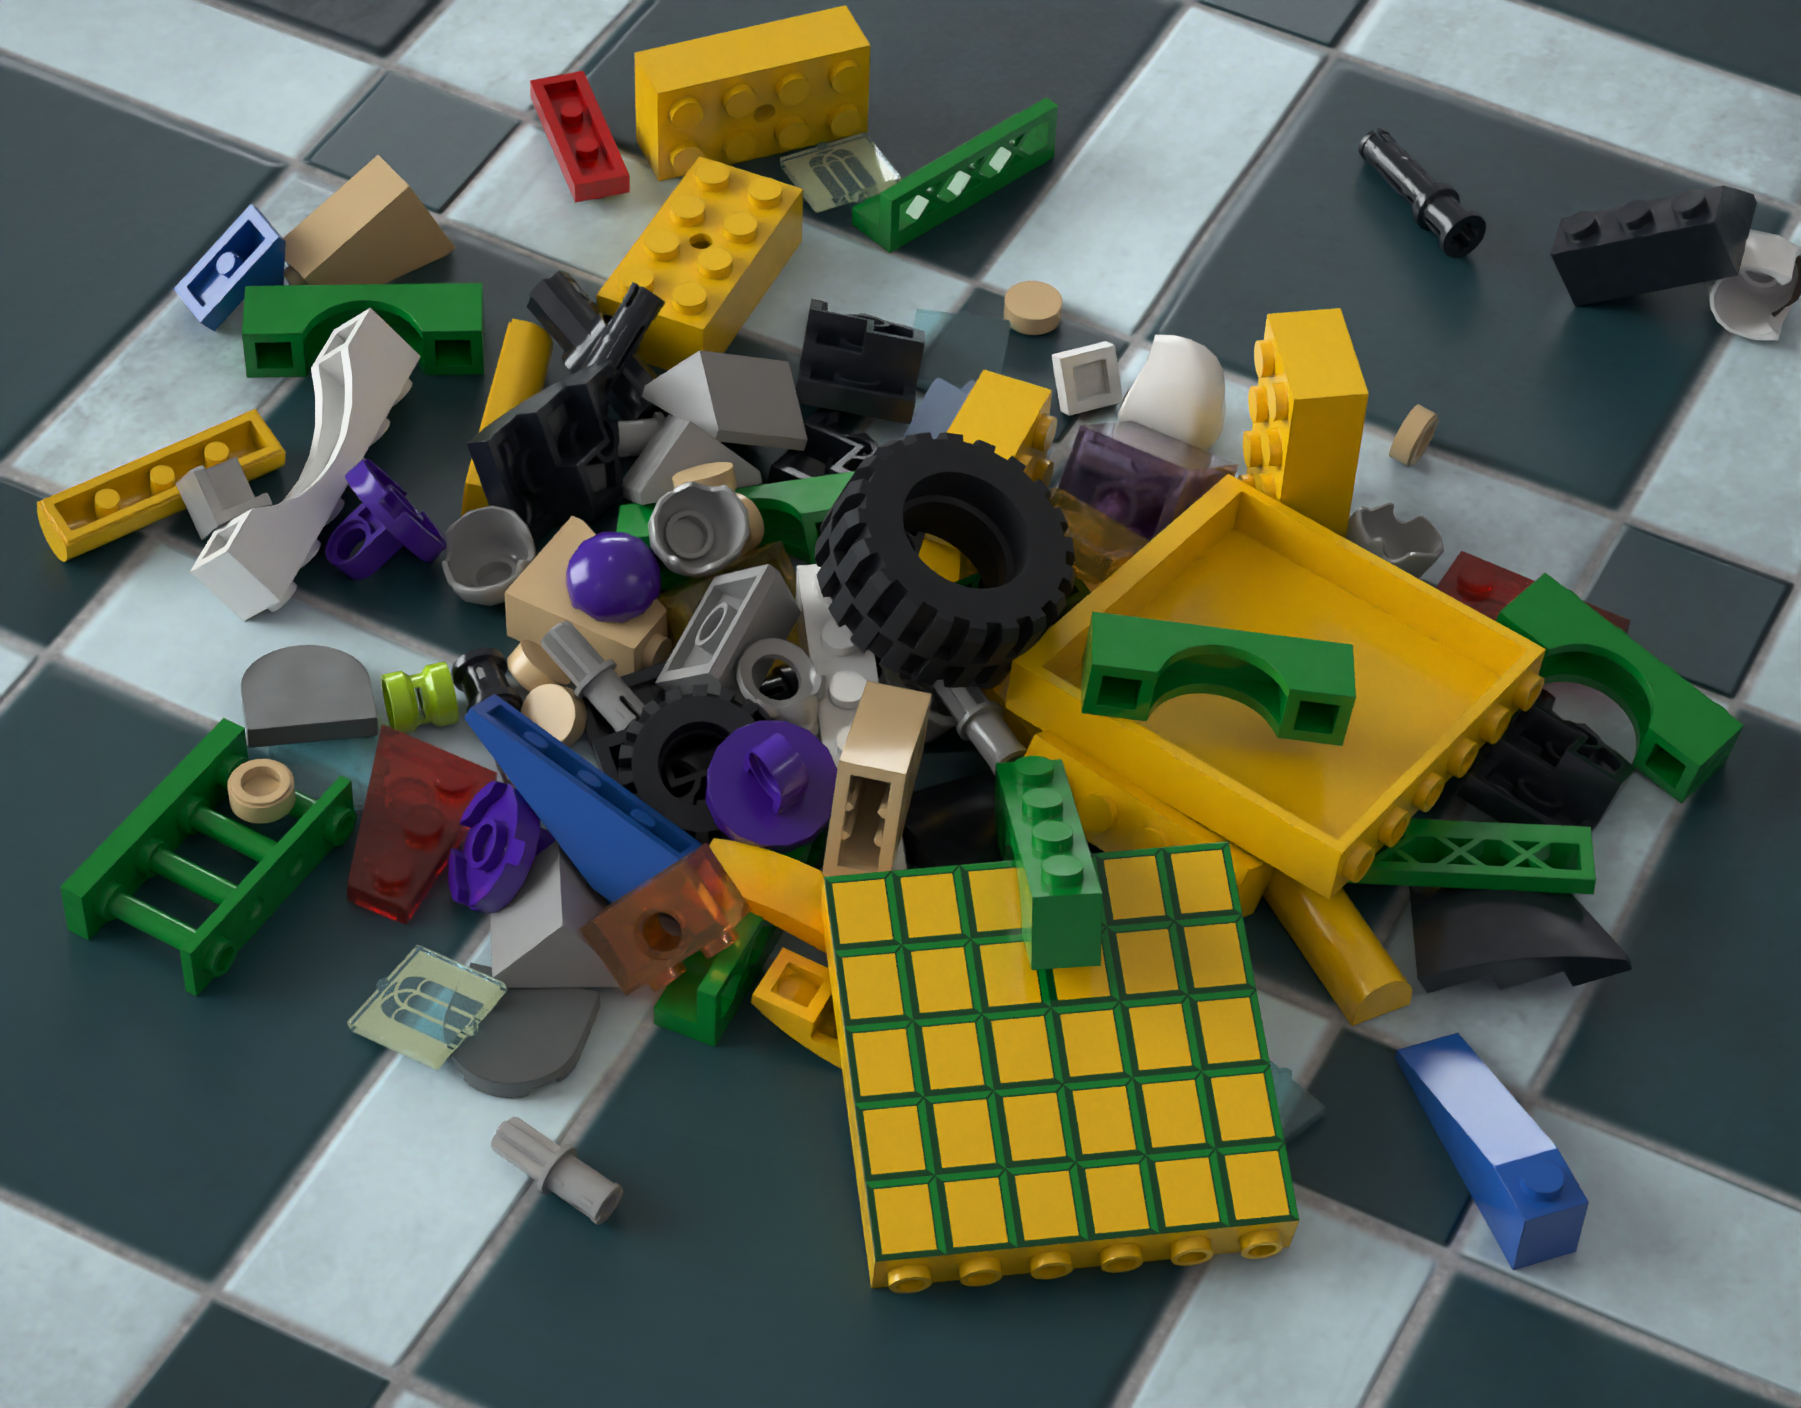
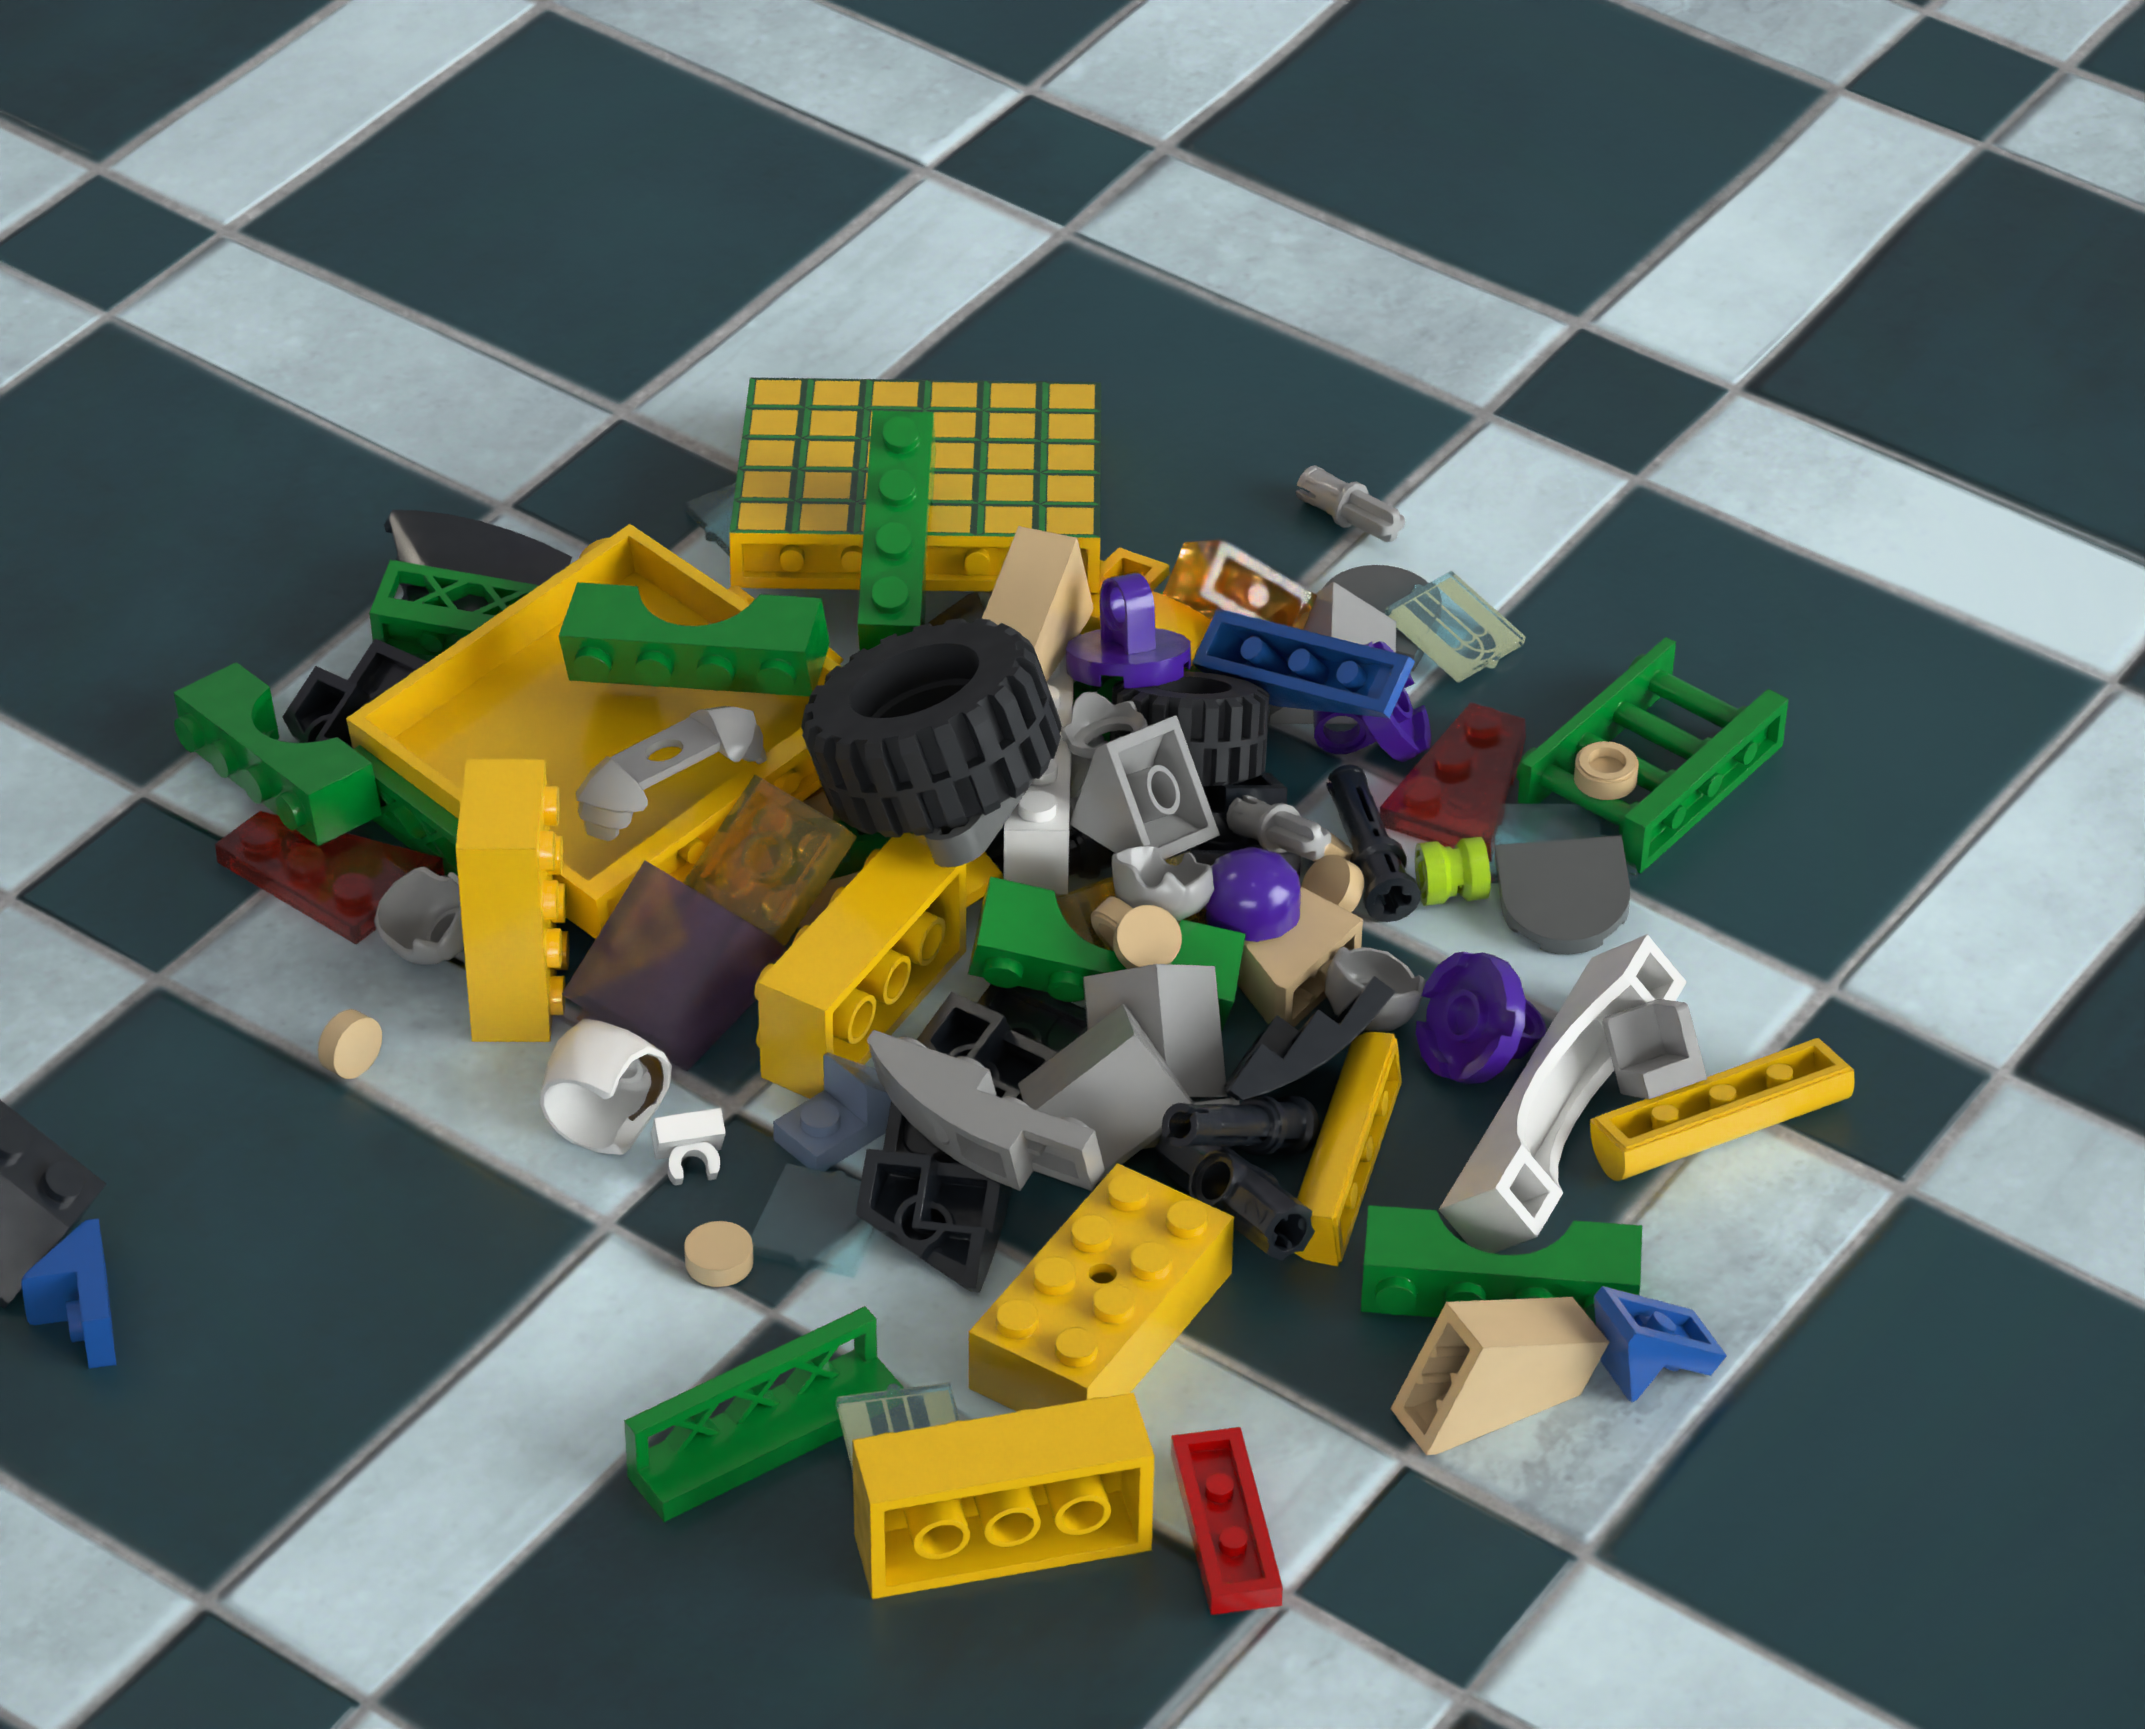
camera: 170 degrees left, 5 degrees down
(838, 337) = (960, 1113): none -> light grey slope
(1160, 570) = (617, 782): none -> light grey piece
(1433, 204) = (194, 1324): black pin -> none
(1498, 1152) = (558, 446): blue slope -> none
(1528, 213) = (74, 1288): none -> blue slope

